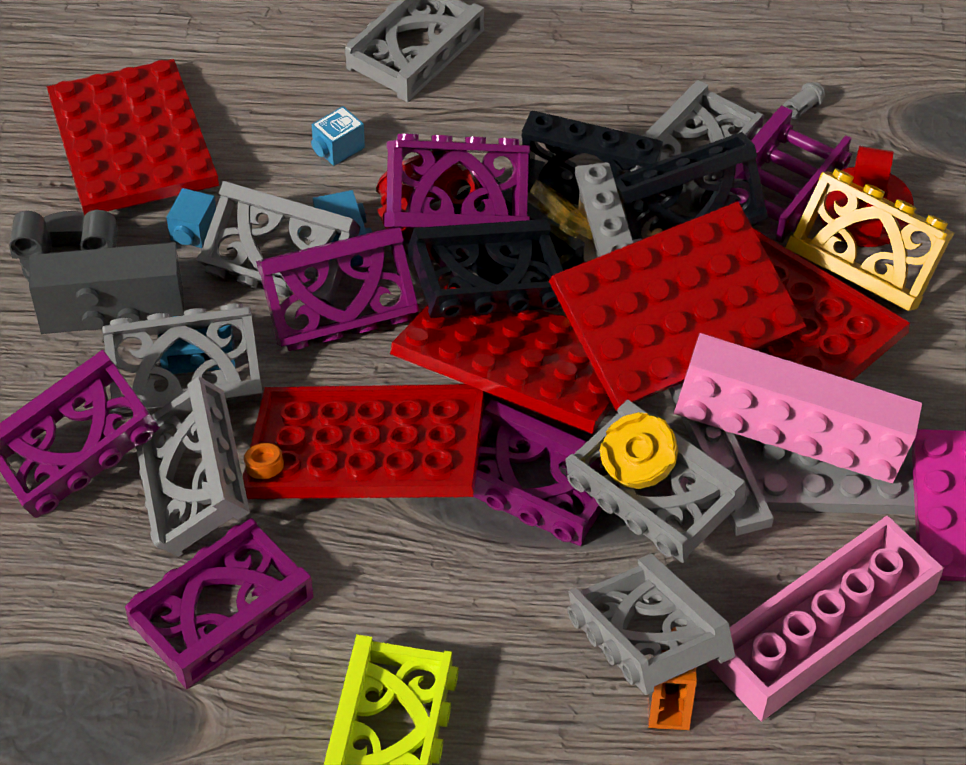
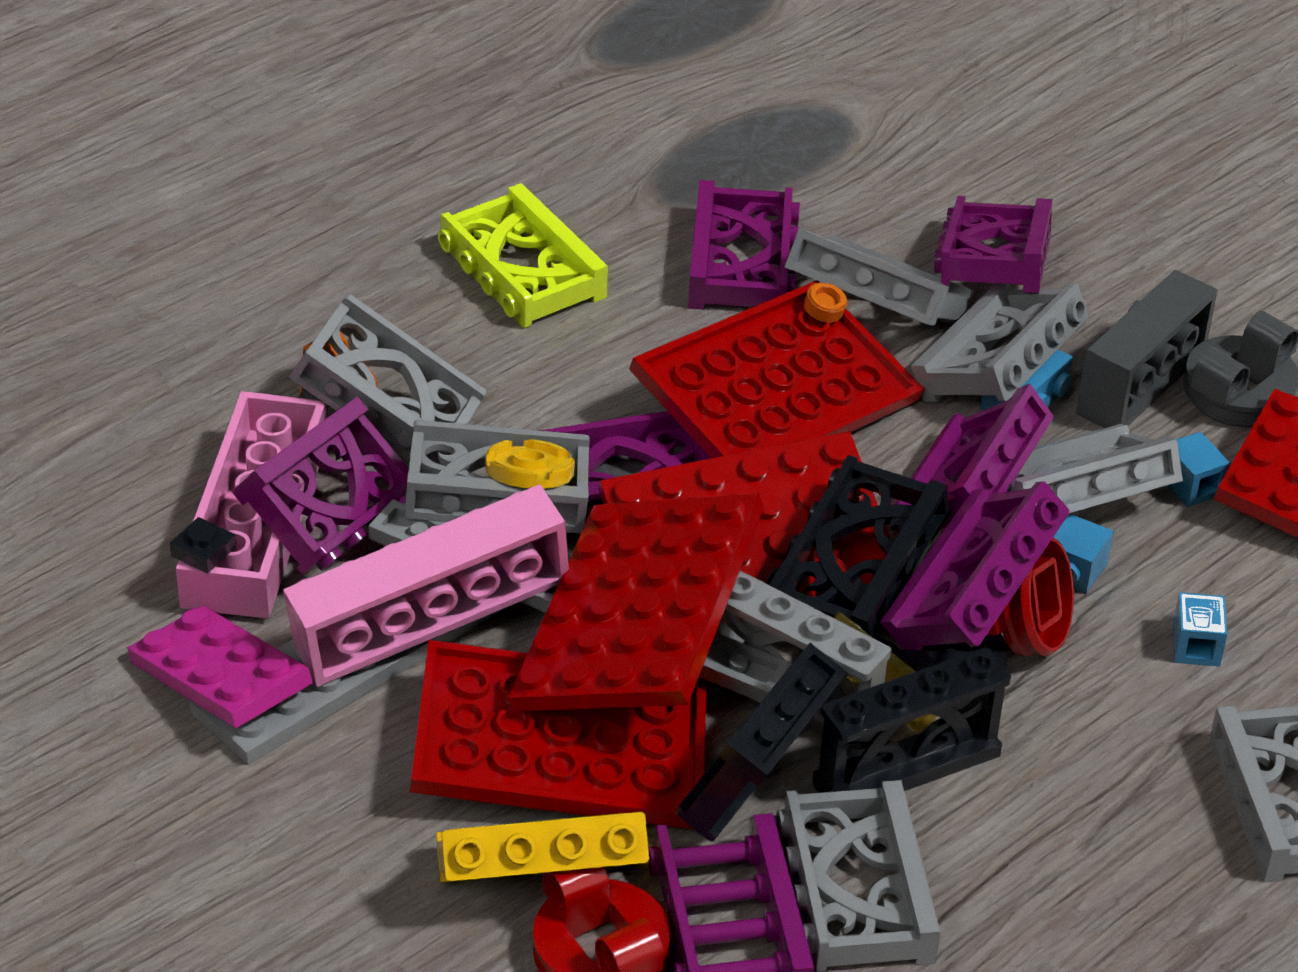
camera: 135 degrees right, 10 degrees down
(778, 560) = (272, 486): none -> magenta fence
(914, 563) = (202, 545): none -> black plate

